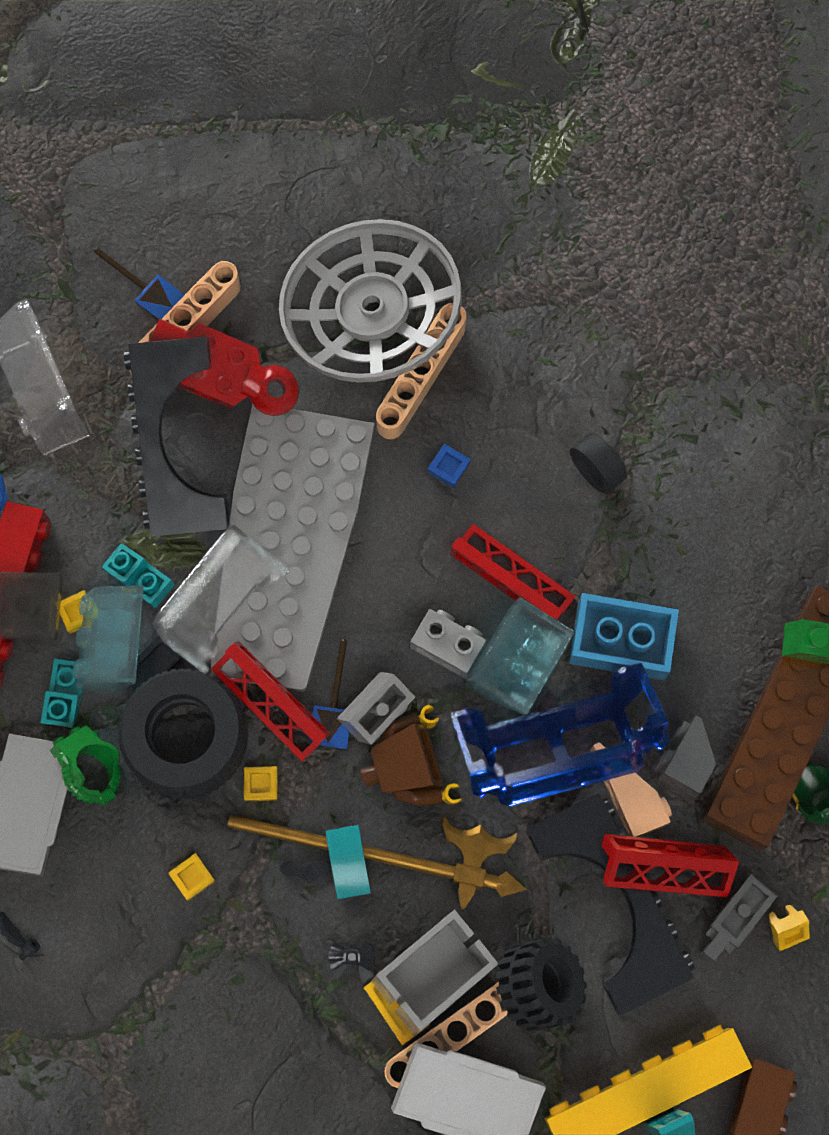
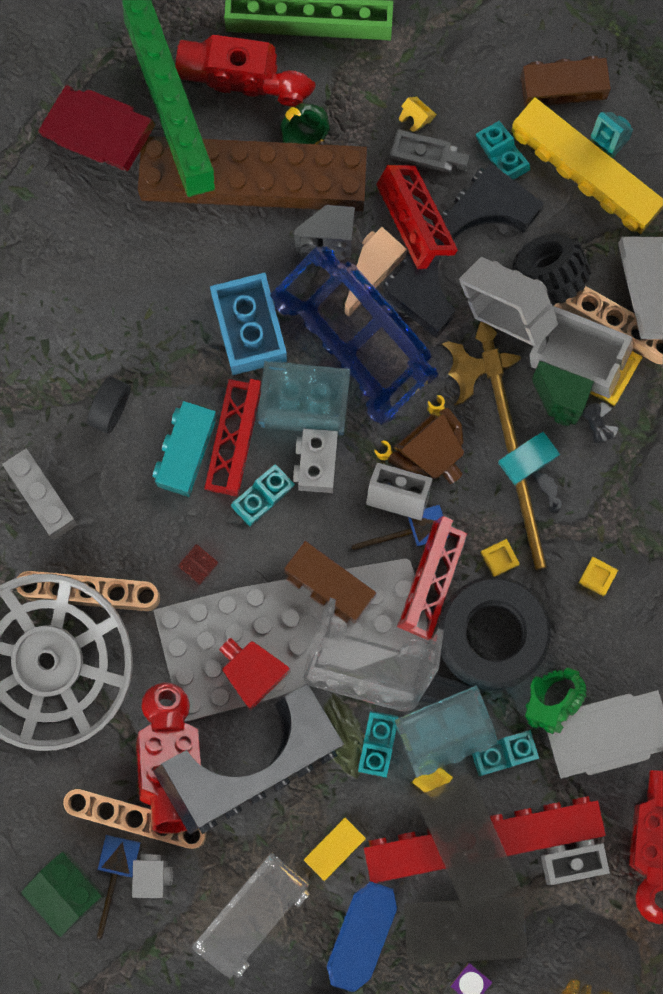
camera: 115 degrees left, 5 degrees up
(61, 490) = (334, 849): none -> yellow tile
(119, 307) = (151, 877): none -> light grey brick
(152, 238) = (62, 893): none -> dark green slope
(264, 480) = (252, 671): none -> red torso
(314, 592) = (329, 580): none -> reddish brown brick
(397, 928) = (561, 392): none -> dark green slope
(399, 485) = (198, 564): none -> clear red tile
(439, 576) = (262, 495): none -> teal slope
(449, 466) = (163, 529): blue plate -> none
(521, 520) = (184, 448): none -> teal brick
(523, 915) = (509, 301): none -> light grey piece
(538, 365) = (39, 494): none -> light grey brick
(705, 1004) = (501, 150): none -> teal slope

